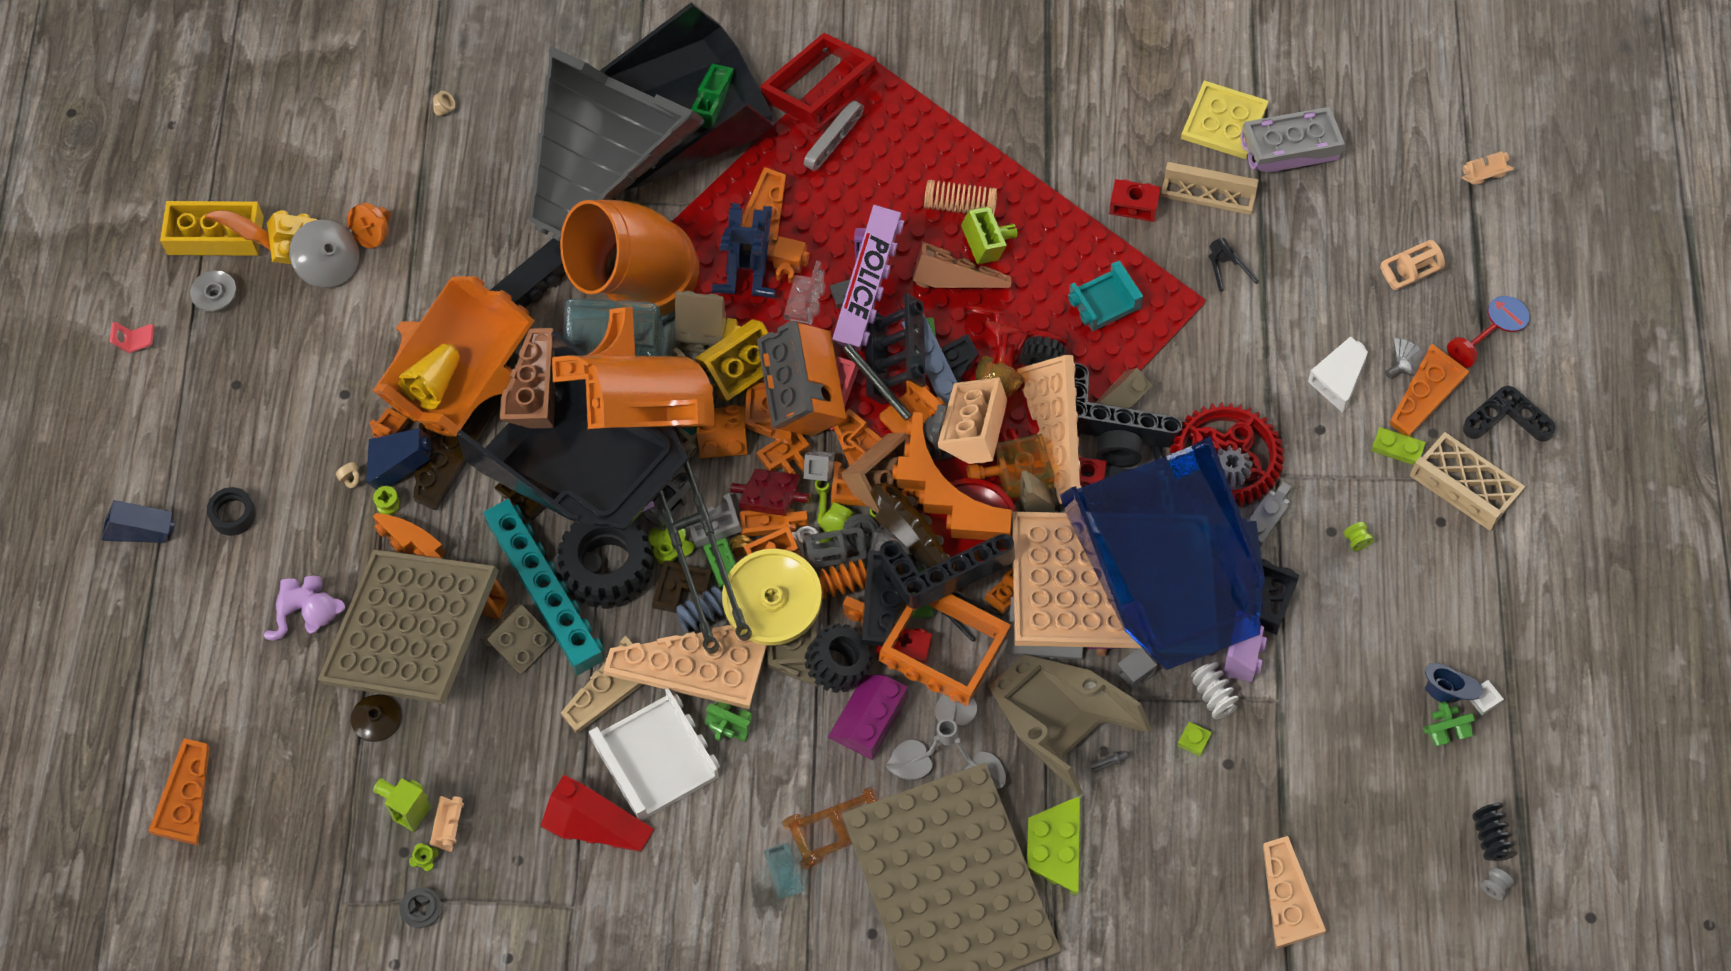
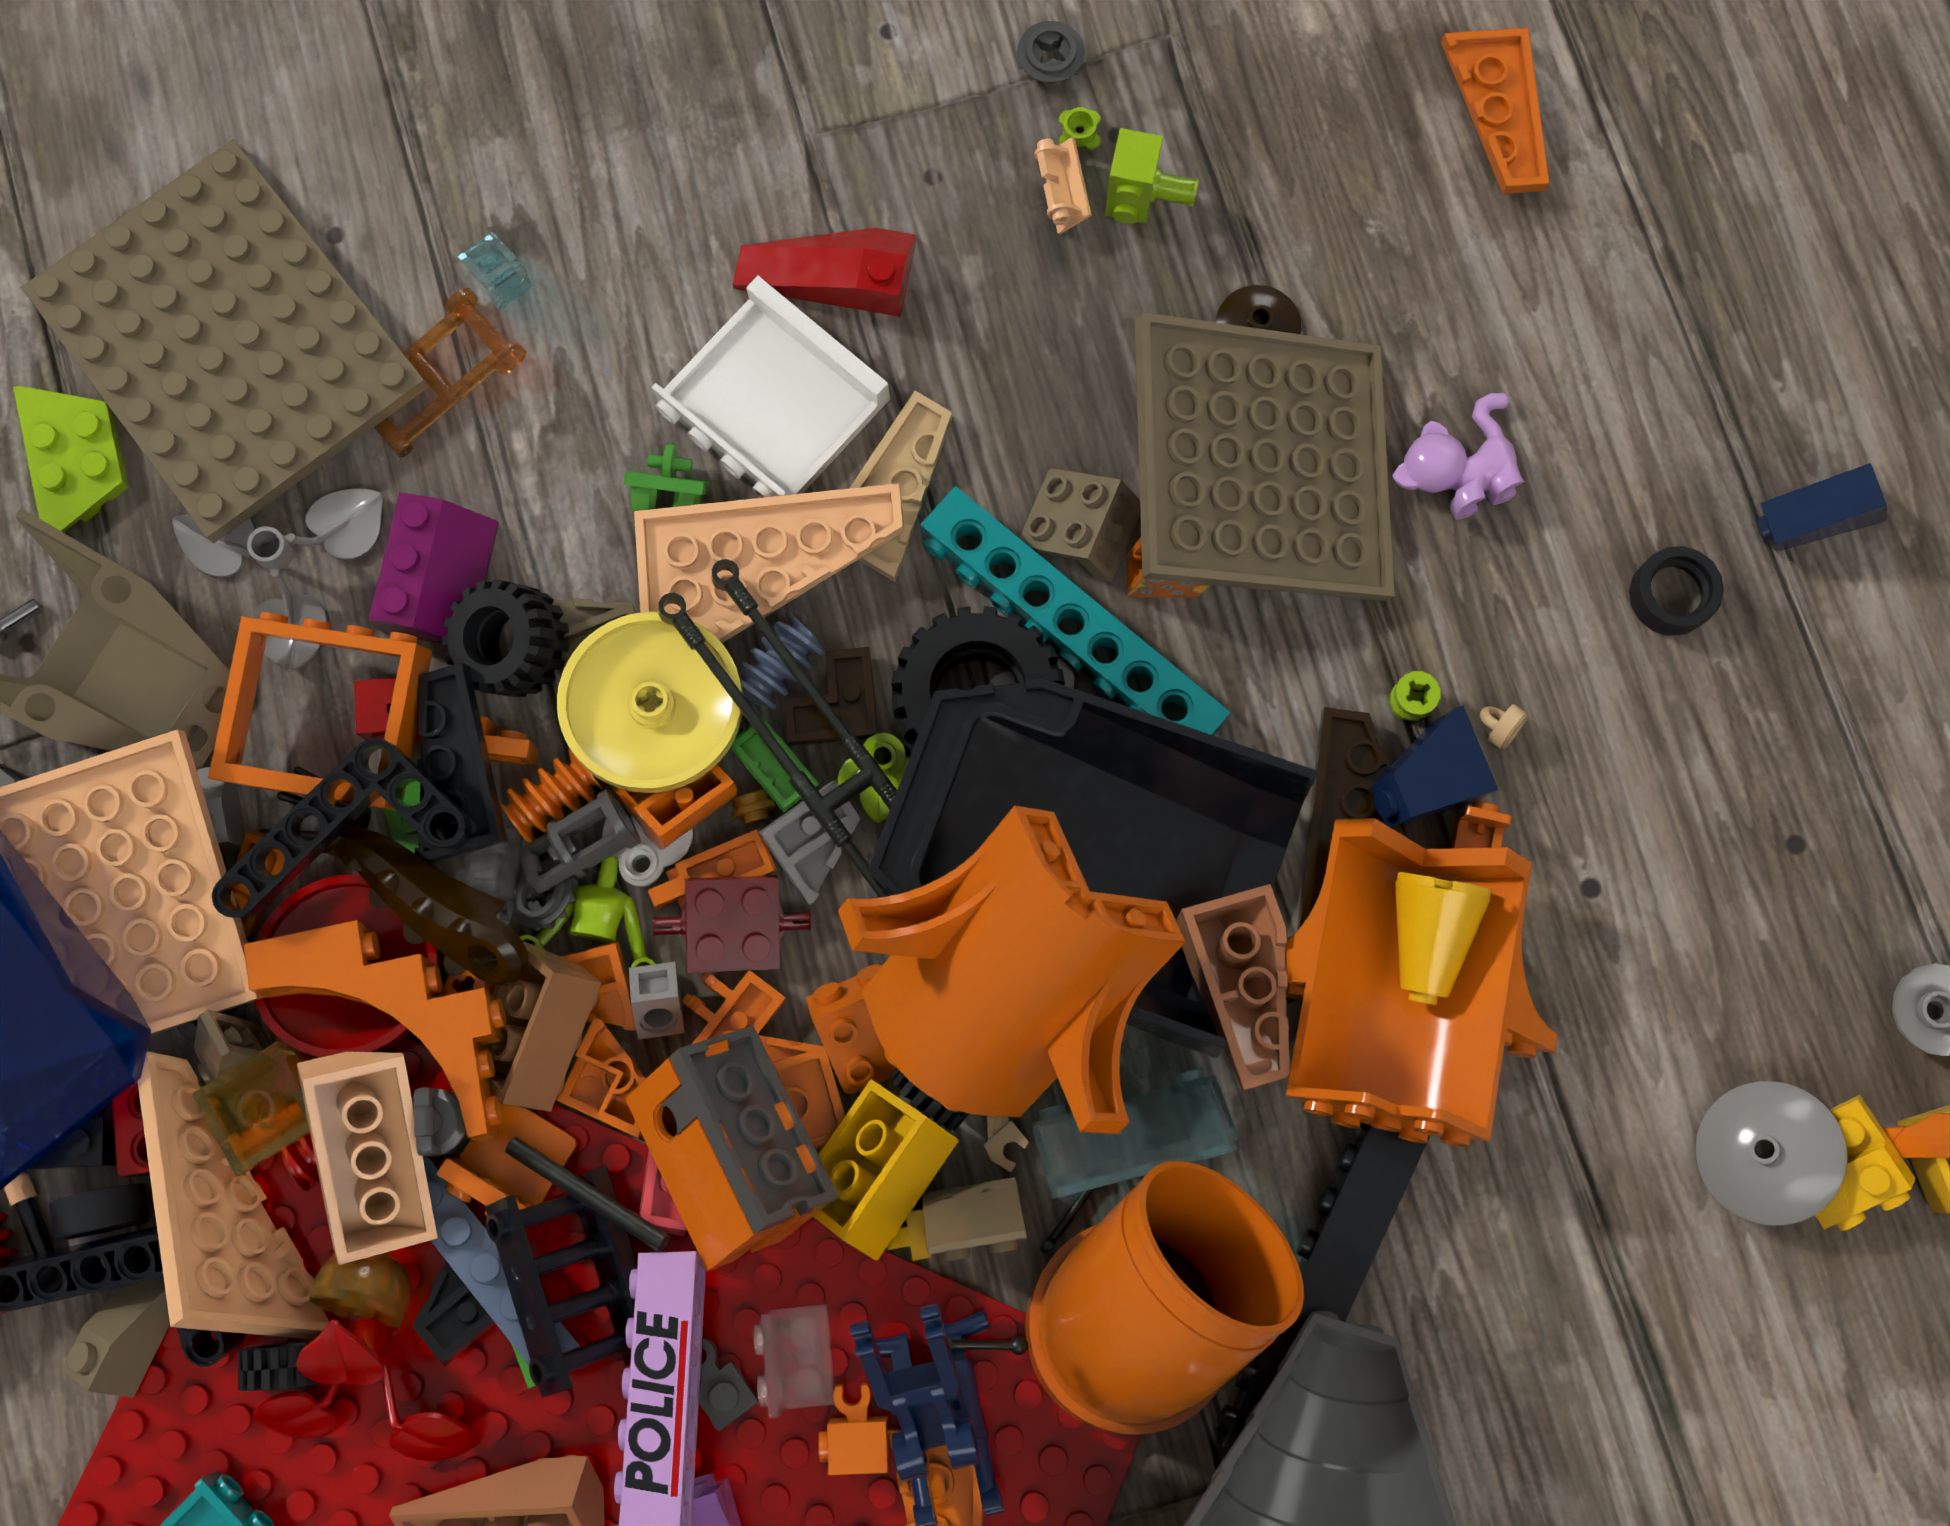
camera: 160 degrees right, 15 degrees up
(368, 224) = (1714, 1248): orange tile -> none
(407, 537) = (1344, 639): orange slope -> none
(734, 279) = (1017, 1345): none -> pearl dark grey hinge

